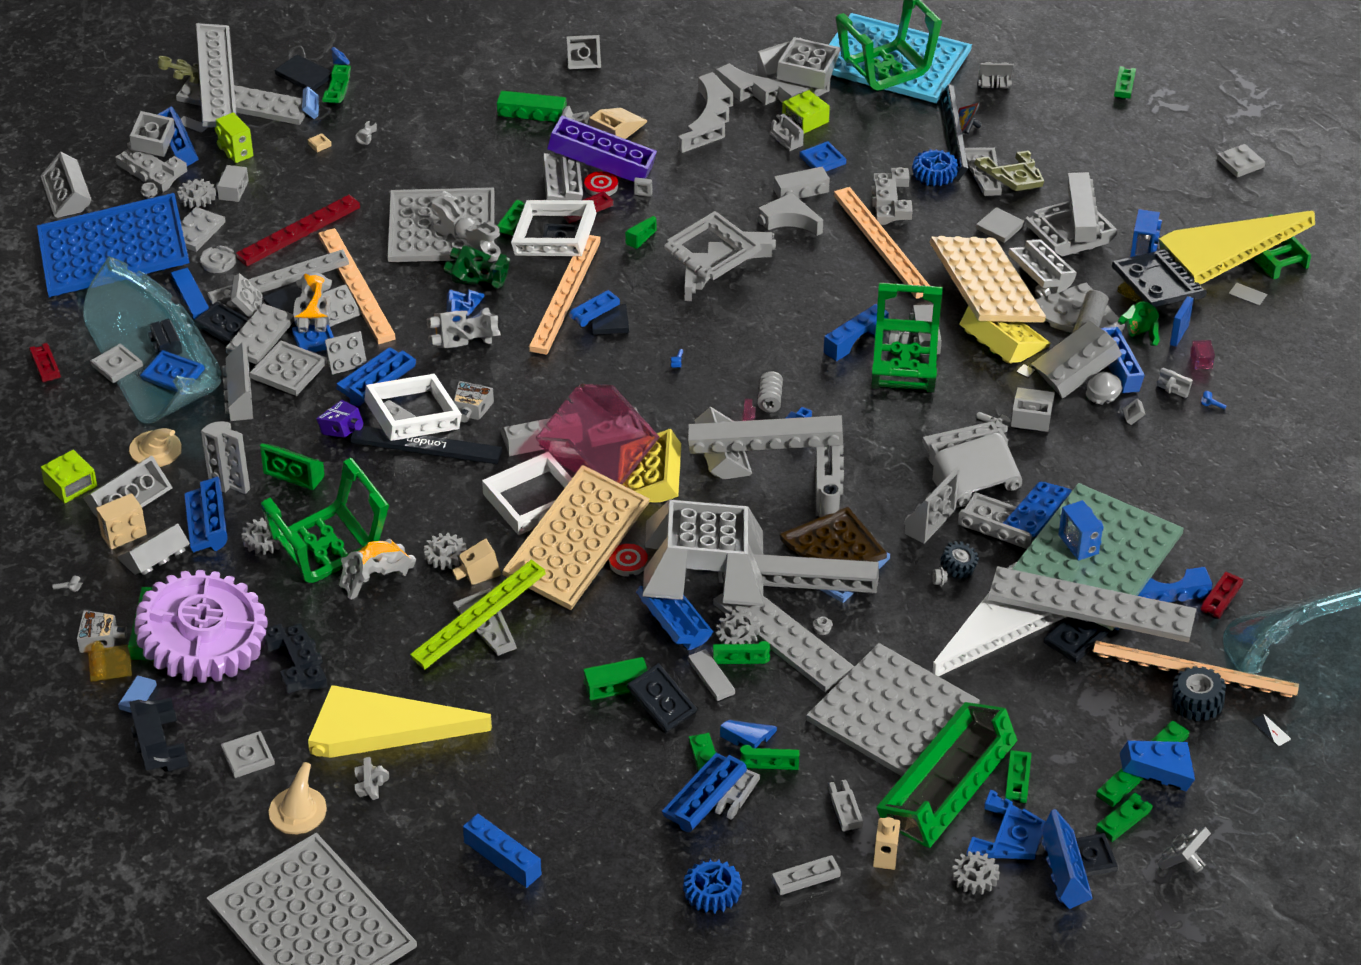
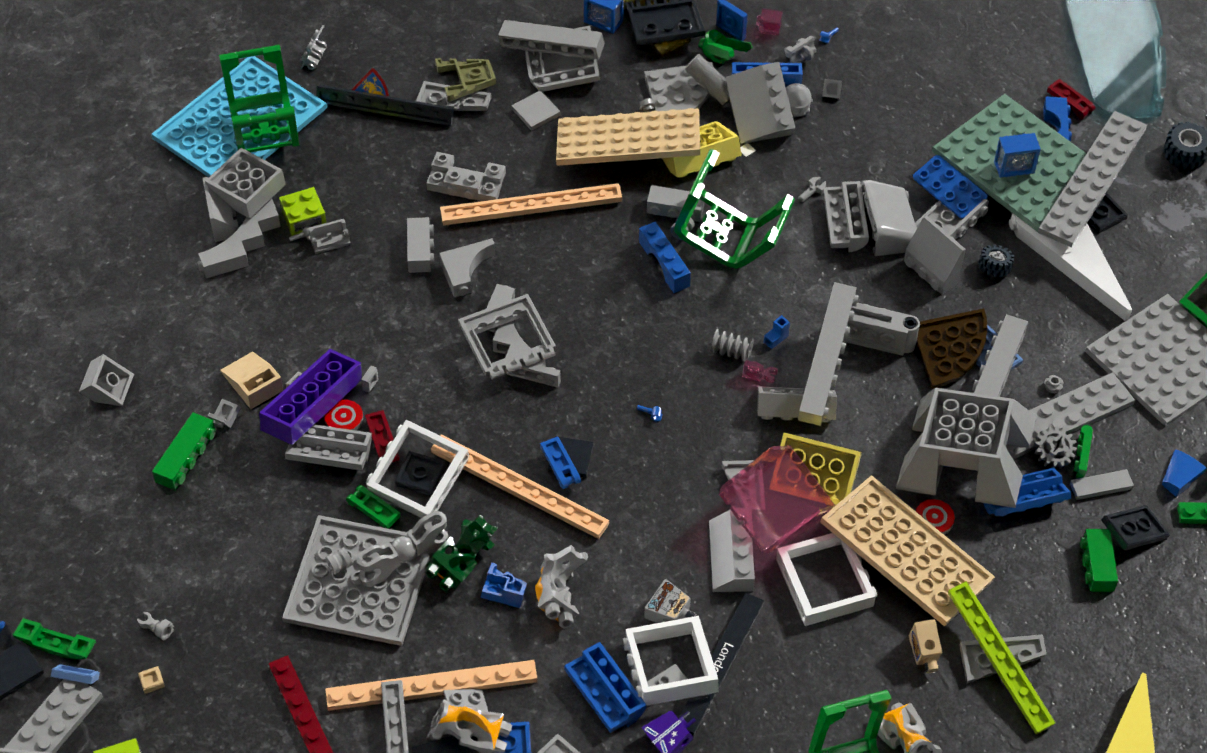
camera: 75 degrees left, 10 degrees up
(345, 352) = (562, 712): light grey hinge -> none
(444, 550) = (903, 676): light grey gear -> none
(640, 233) = (448, 399): green slope -> none
(712, 121) = (241, 281): light grey arch -> none
(824, 156) = (376, 219): blue tile -> none
(935, 167) = (434, 128): blue gear -> none
(939, 576) = (1010, 282): light grey plate -> none
(1032, 409) = (808, 154): light grey slope -> none
(1043, 265) = (619, 91): light grey brick -> none
(1166, 662) = (1154, 141): light nougat plate -> none

